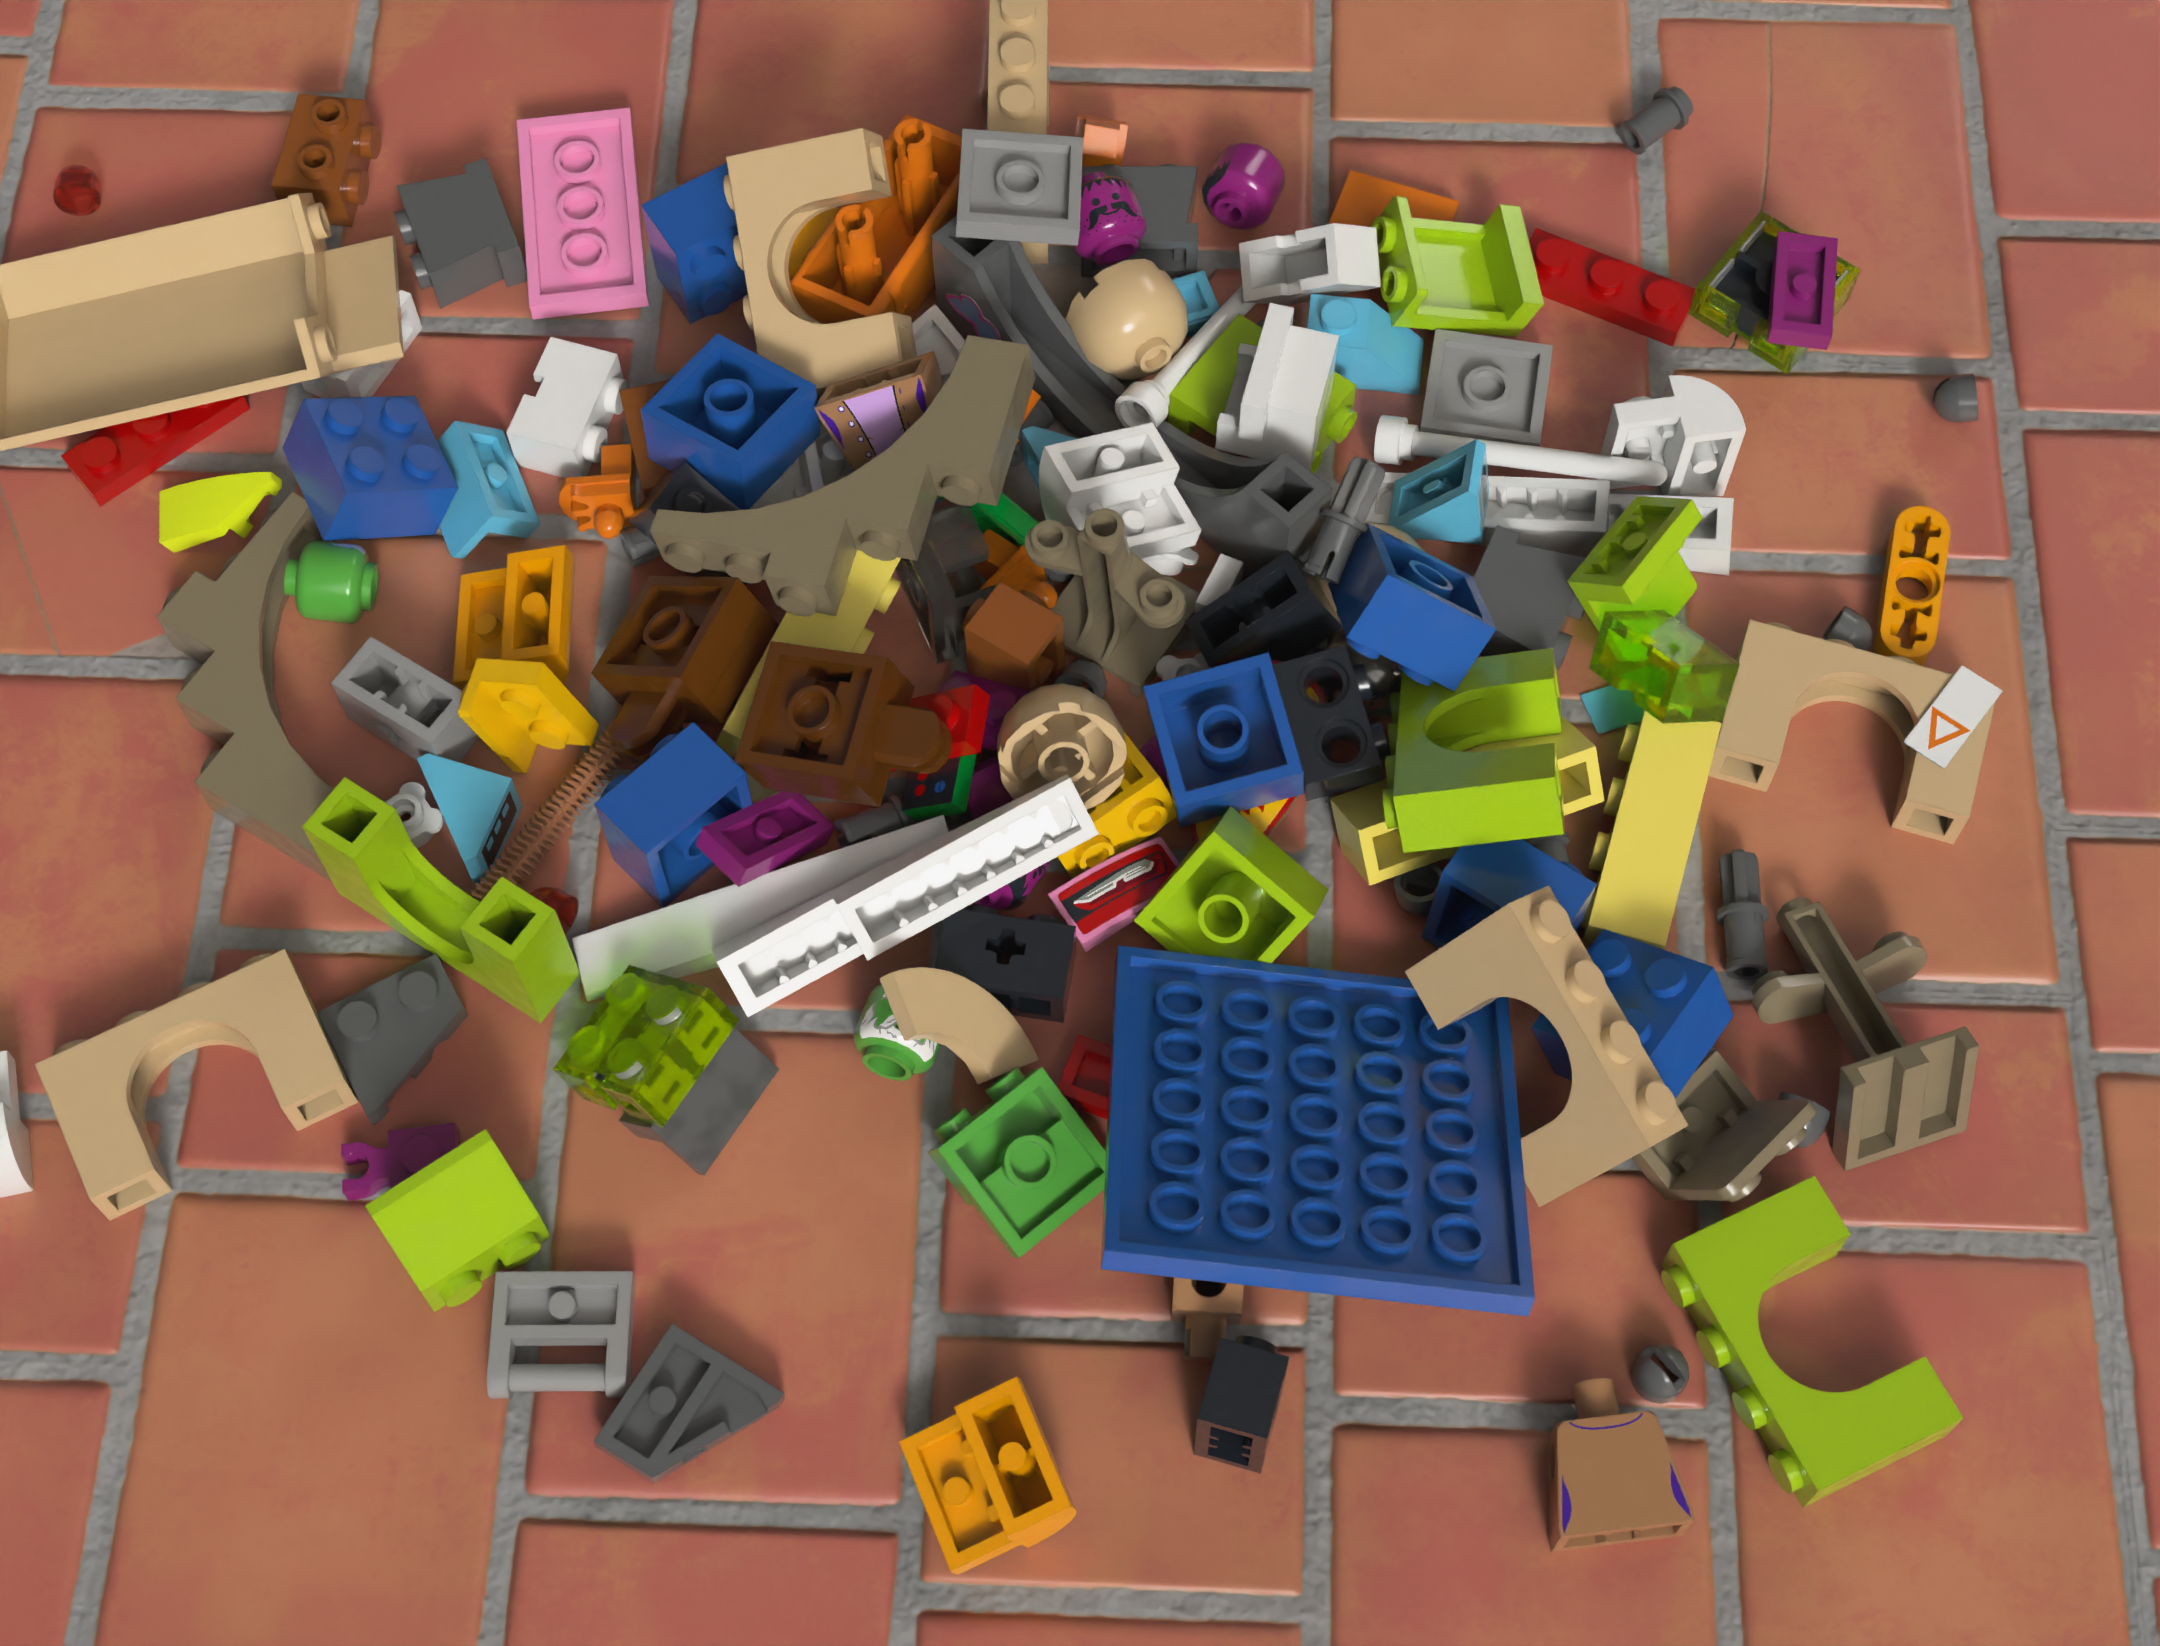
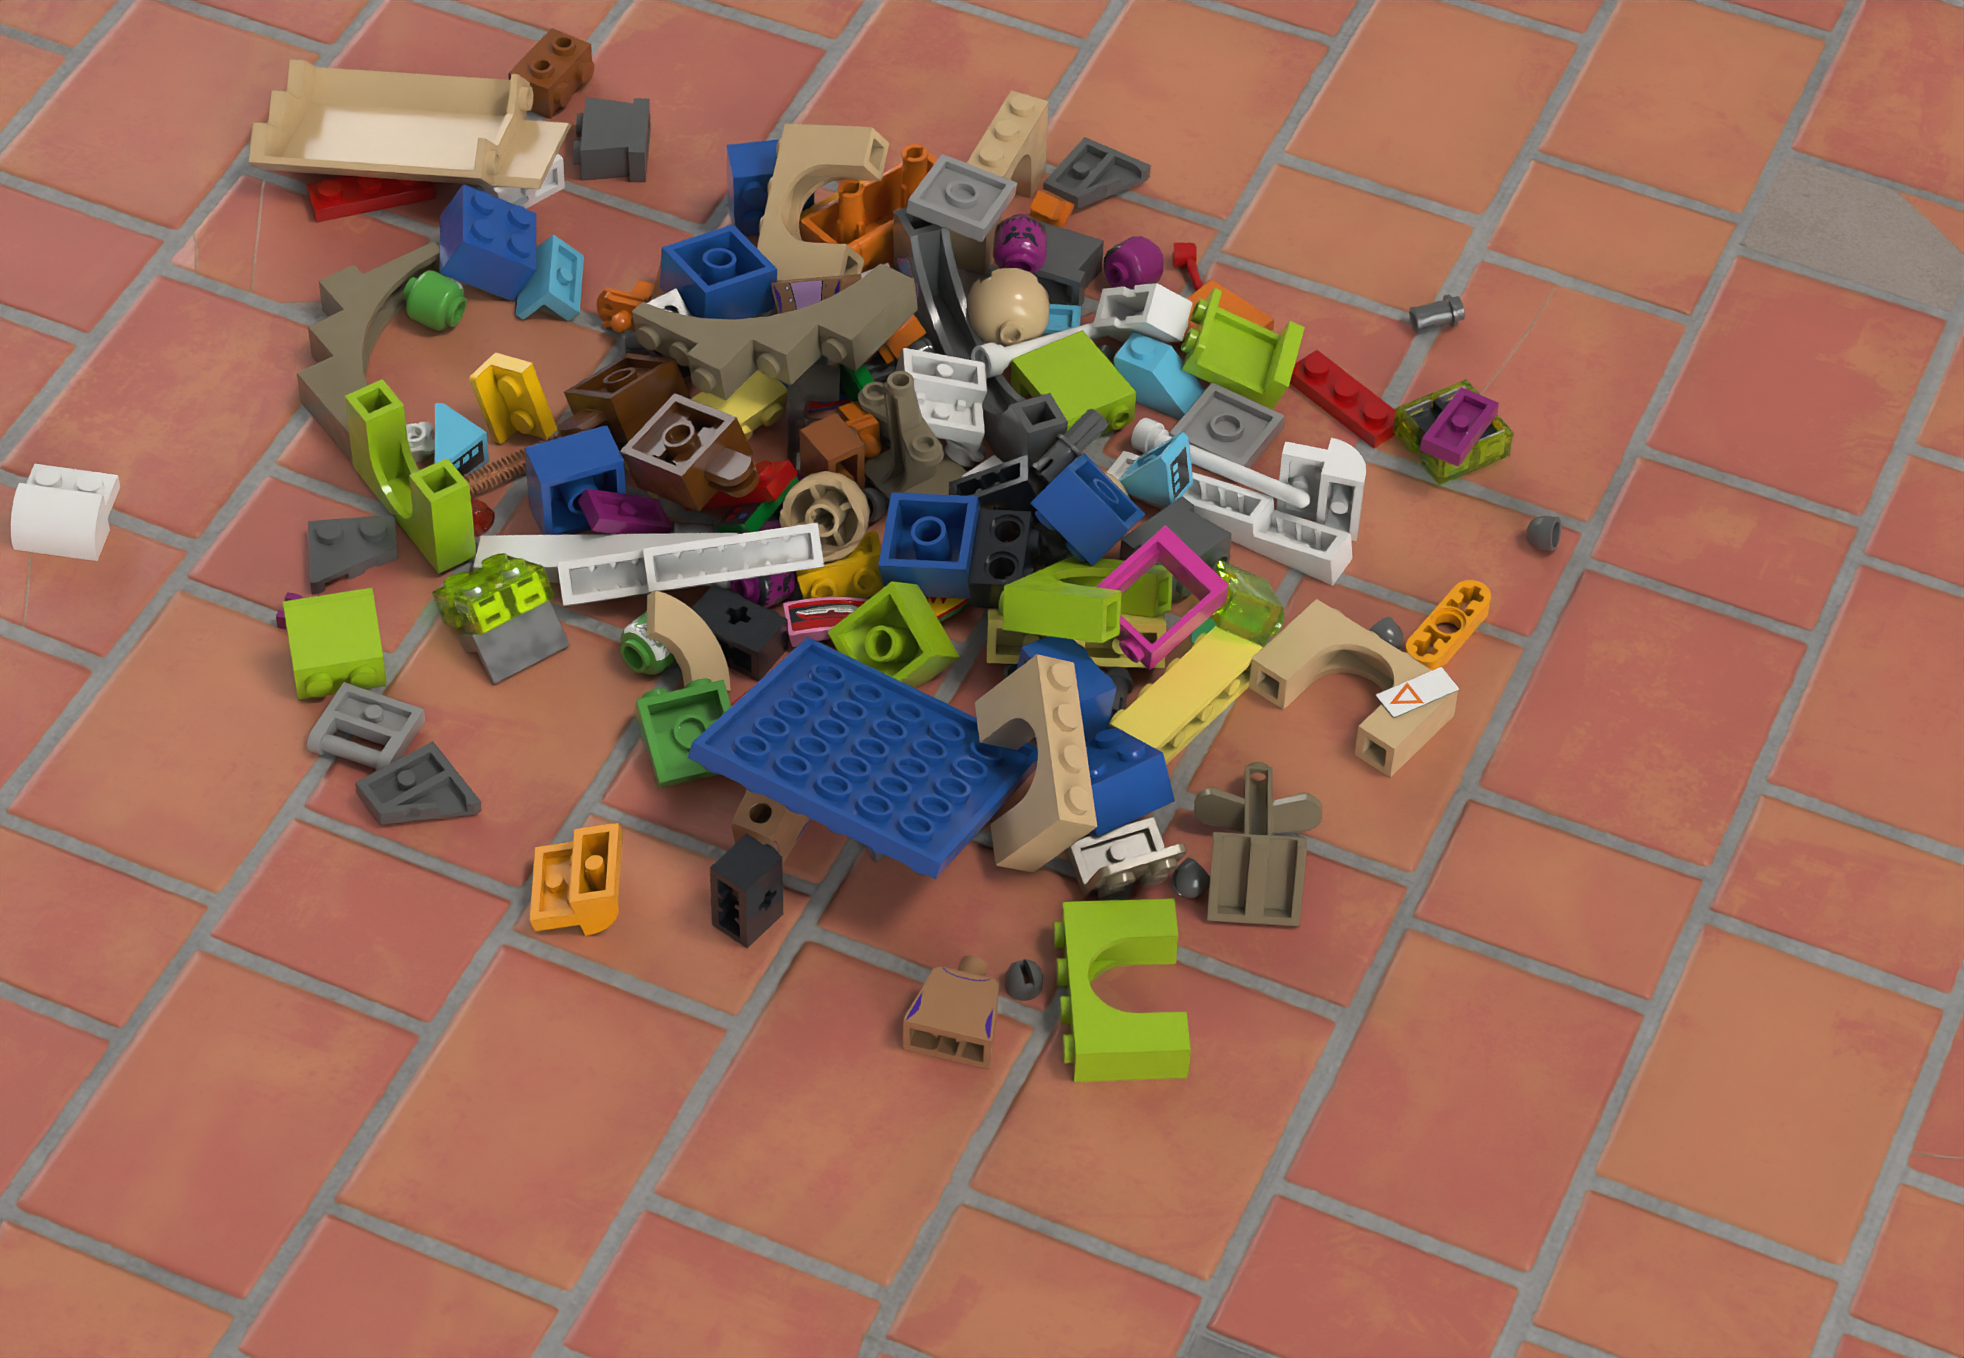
camera: 20 degrees right, 15 degrees down
(77, 190) = (391, 48): clear red hinge -> none
(105, 1081) = (169, 512): tan arch -> none
(211, 507) = (381, 239): neon yellow slope -> none
(403, 703) = (441, 373): light grey brick -> none
(517, 612) = (547, 345): light orange brick -> none
(571, 412) = (628, 254): white brick -> none
(581, 213) = (691, 153): bright pink plate -> none
(1121, 64) = (1095, 173): none -> dark grey wing
(1279, 391) = (1077, 368): white plate -> none
(1299, 144) = (1186, 256): none -> red hand
(1615, 667) = (1186, 568): none -> dark pink window
(1639, 561) = (1261, 545): lime bracket -> none
(1742, 915) = (1223, 760): dark grey axle -> none

